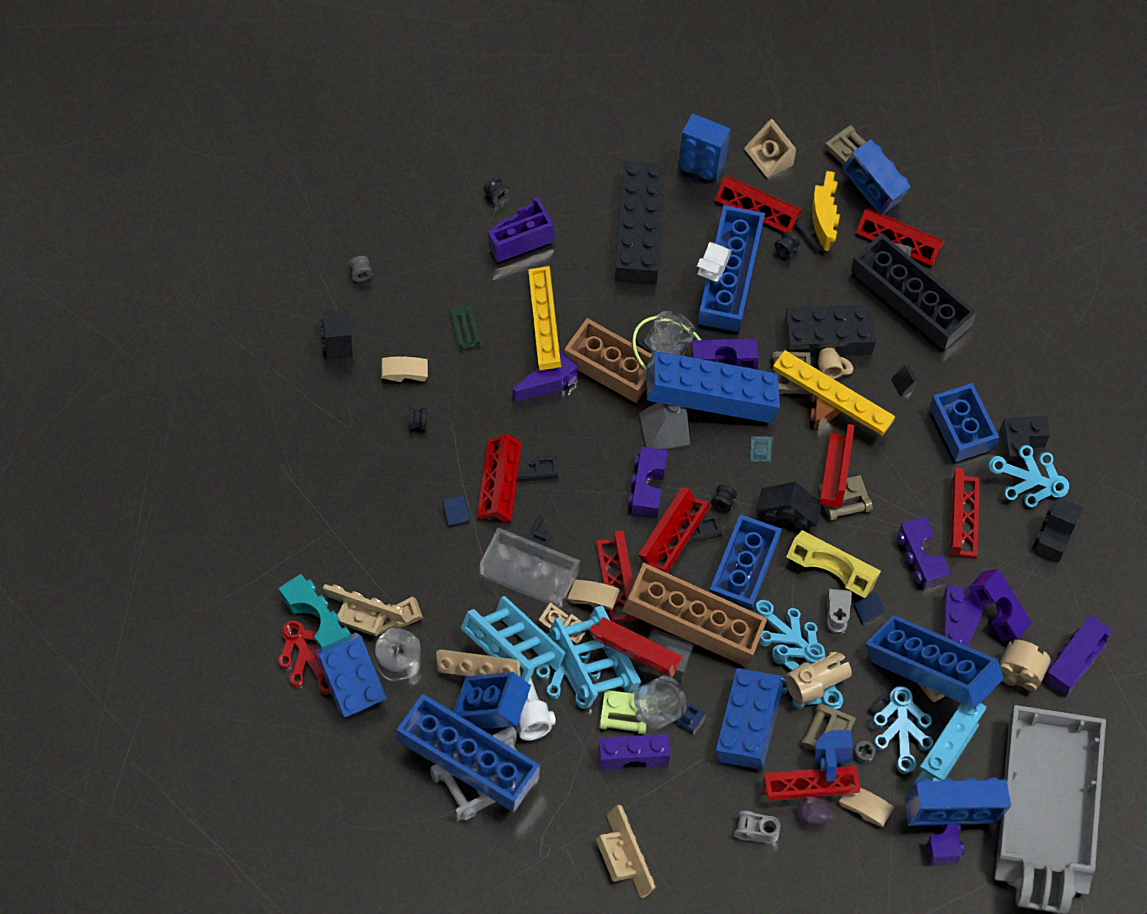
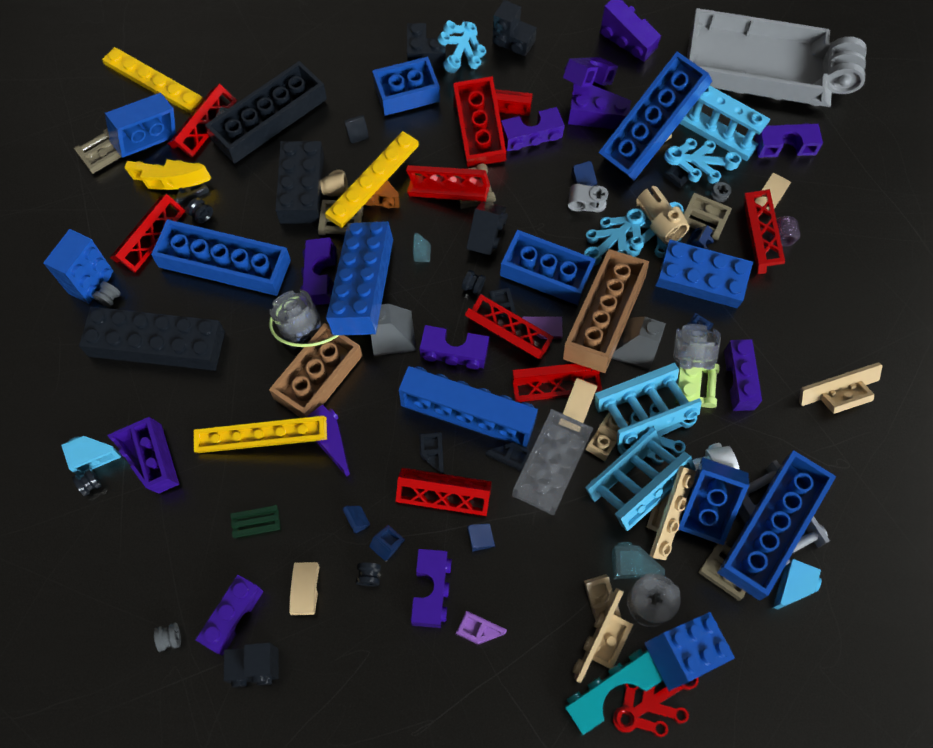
camera: 85 degrees left, 5 degrees up
(371, 512) = (478, 629): none -> medium lavender tile
(393, 317) = (221, 626): none -> dark purple arch
(416, 785) = (796, 583): none -> medium azure slope
(423, 473) = (430, 610): none -> dark purple arch
(434, 637) = (633, 562): none -> clear light blue slope
(449, 434) = (386, 542): none -> dark blue slope
(470, 406) = (356, 518): none -> dark blue slope
(521, 184) = (86, 453): none -> medium azure slope
(582, 489) = (467, 406): none -> blue brick
(636, 647) = (646, 360): red fence -> none
(682, 567) = (551, 325): none -> medium lavender tile
(685, 177) = (106, 294): none -> dark grey wheel
(714, 261) = (221, 262): white brick -> none
(755, 827) = (805, 280): light grey piece -> none
(771, 150) = (88, 213): tan slope -> none
(798, 721) = (701, 237): none -> dark blue tile
(813, 552) = (556, 179): light yellow arch -> none
(832, 749) = (736, 209): blue brick -> none
(916, 492) = (480, 121): none -> red brick
(948, 184) = (152, 80): none -> yellow plate
(957, 801) = (787, 111): blue brick -> none
(1024, 665) = (641, 64): tan brick -> none

